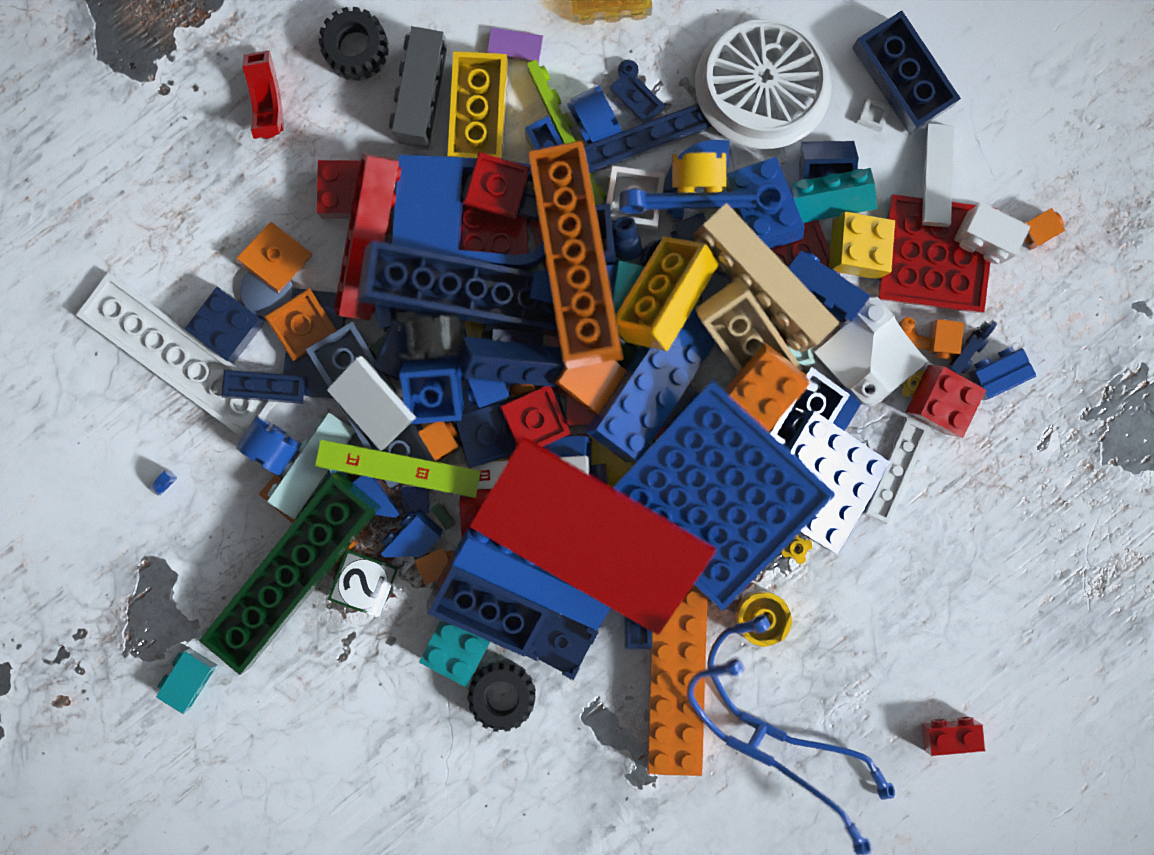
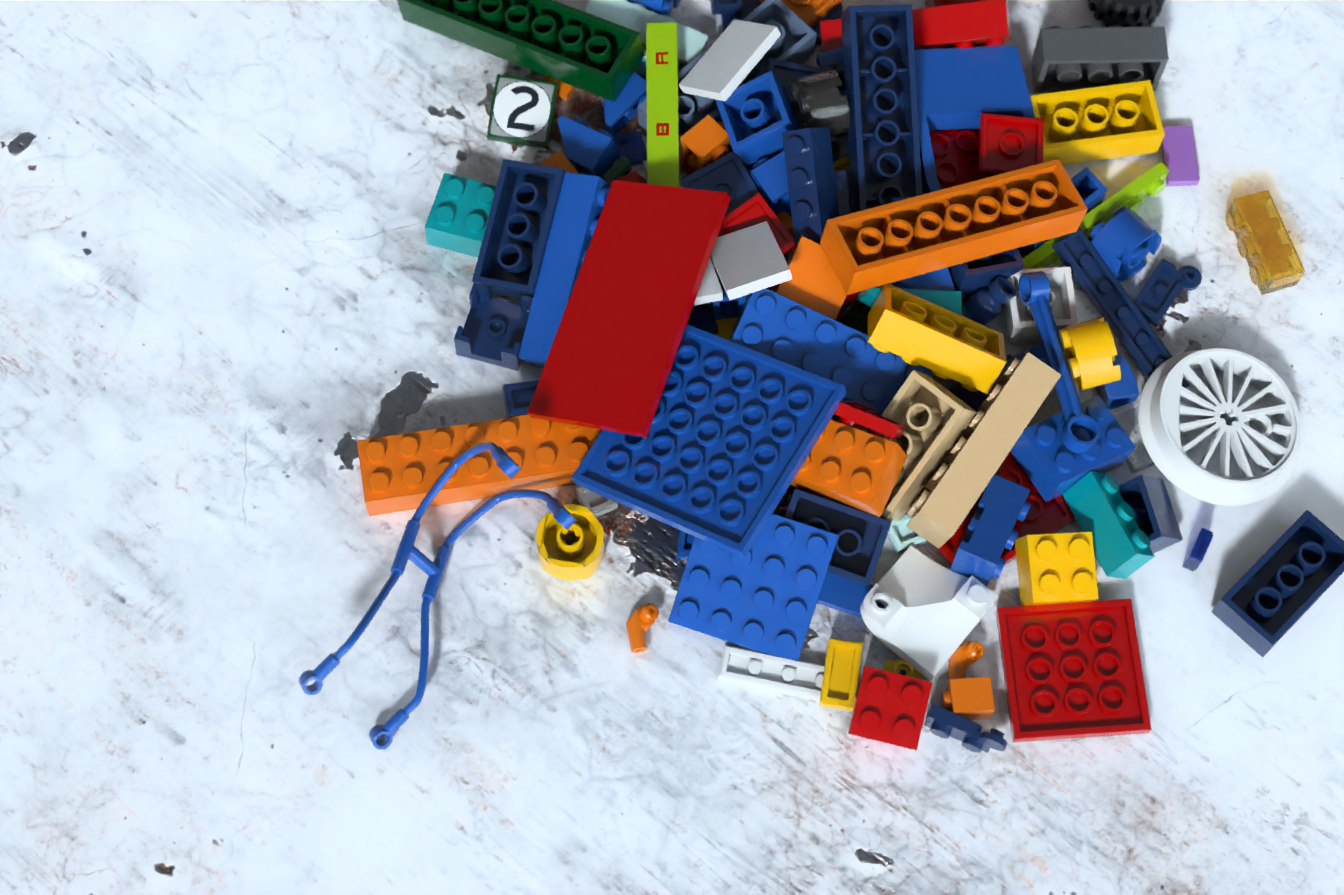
camera: 75 degrees right, 20 degrees down
(485, 712) = (415, 250): black tyre -> none
(571, 429) = (749, 261): none -> white tile
(729, 371) = (861, 416): none -> red plate
(799, 556) = (661, 581): yellow plate -> none
(834, 577) = (638, 624): none -> orange arm
(862, 130) = (1198, 549): none -> clear blue tile
(873, 114) = (1222, 564): white tile -> none
(908, 431) = (840, 674): none -> yellow tile
(938, 175) = (1170, 648): white tile -> none
(953, 737) = (464, 804): red brick -> none
(991, 233) = (1115, 710): white brick -> none
(1002, 373) = (943, 777): blue brick -> none
(1044, 228) = (1141, 792): orange brick -> none

